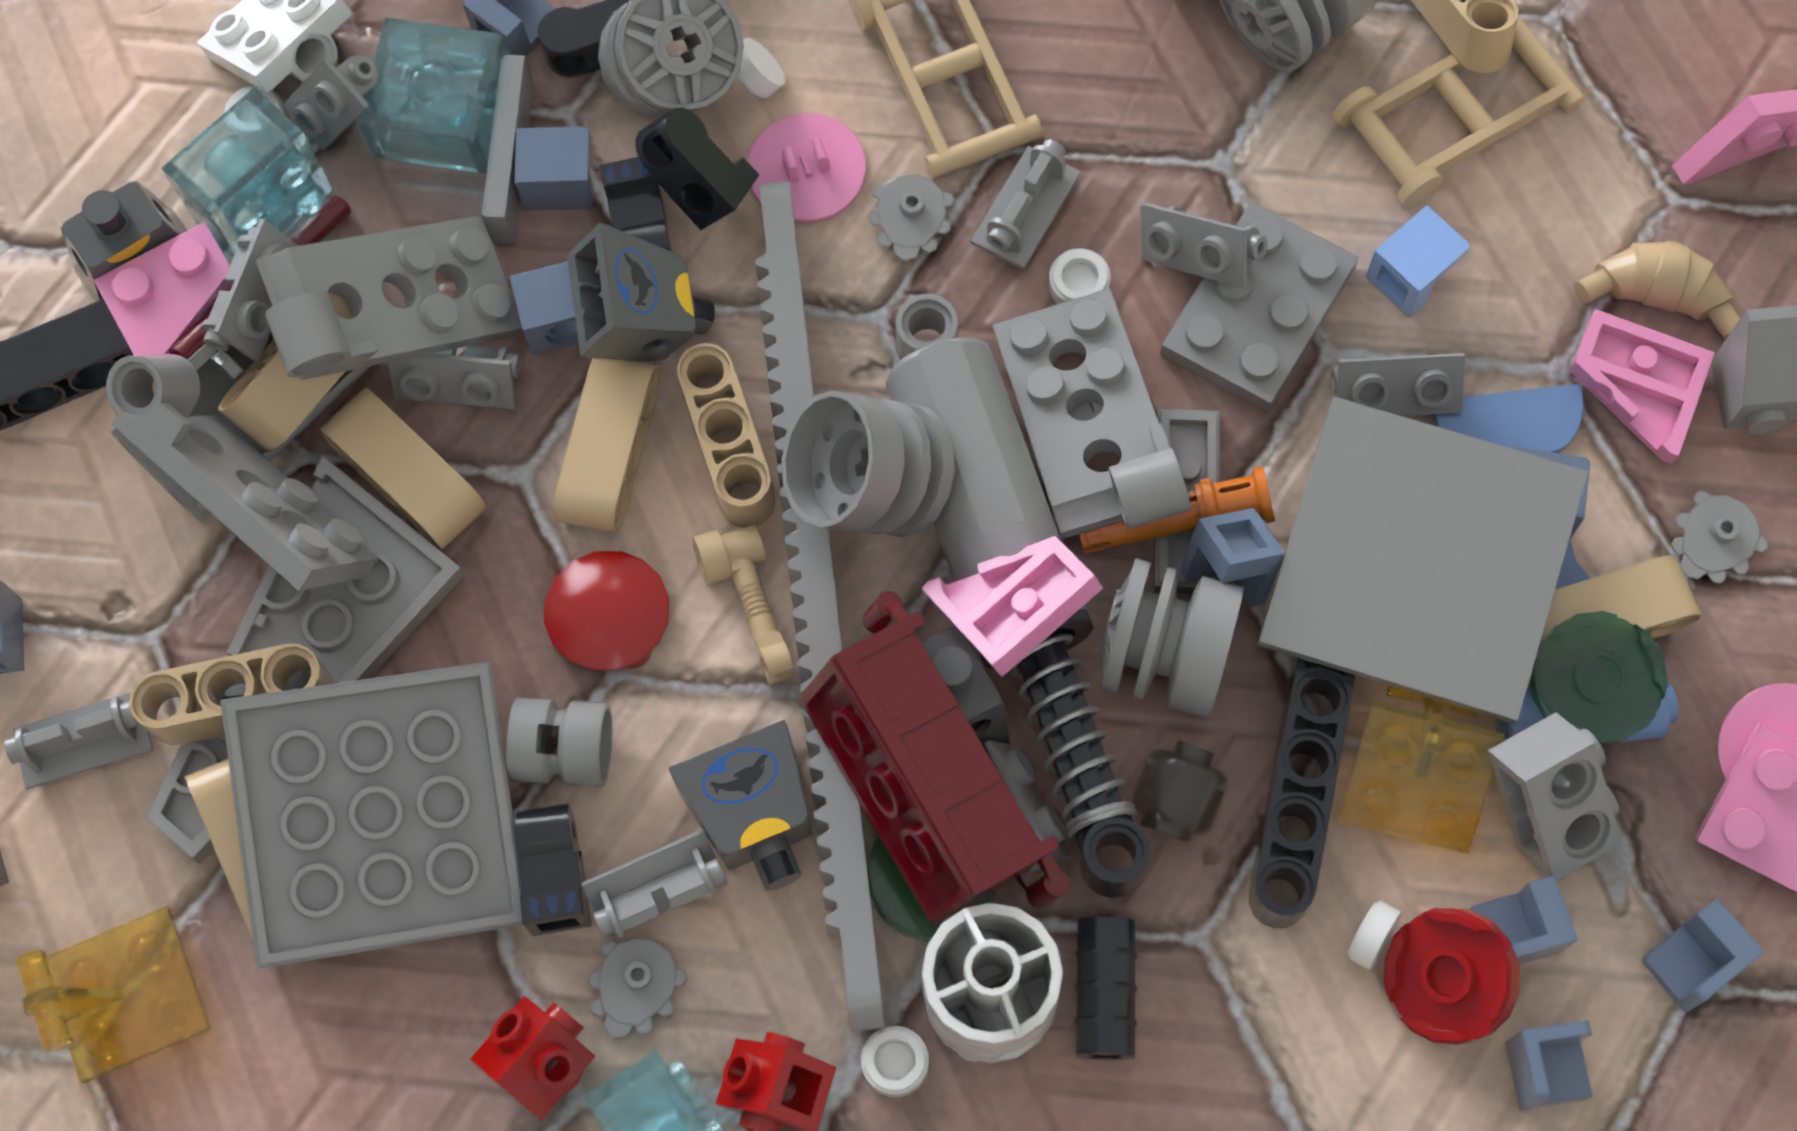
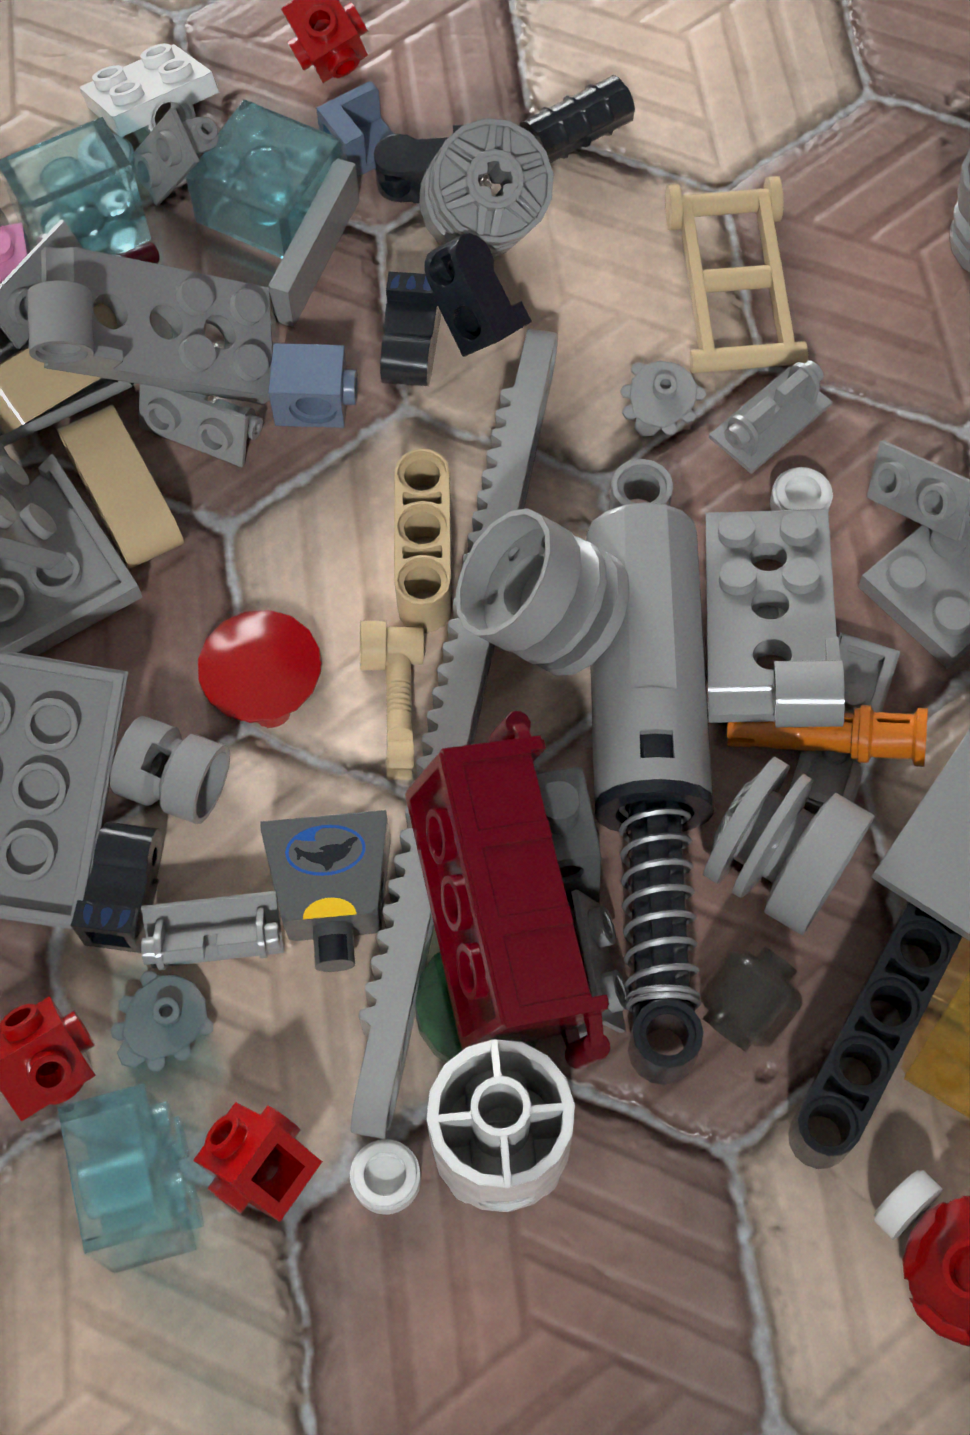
camera: 15 degrees right, 5 degrees down
(554, 168) = (347, 268): sand blue panel -> none
(606, 444) = (311, 516): tan beam -> none
(632, 298) = (378, 392): dark grey torso -> none
(759, 70) = (561, 234): white tile -> none
(819, 160) = (592, 331): bright pink piece -> none
(1016, 600) = (643, 757): bright pink wing -> none
(1106, 988) = (617, 1171): black axle -> none
(1235, 549) = (878, 777): sand blue panel -> none

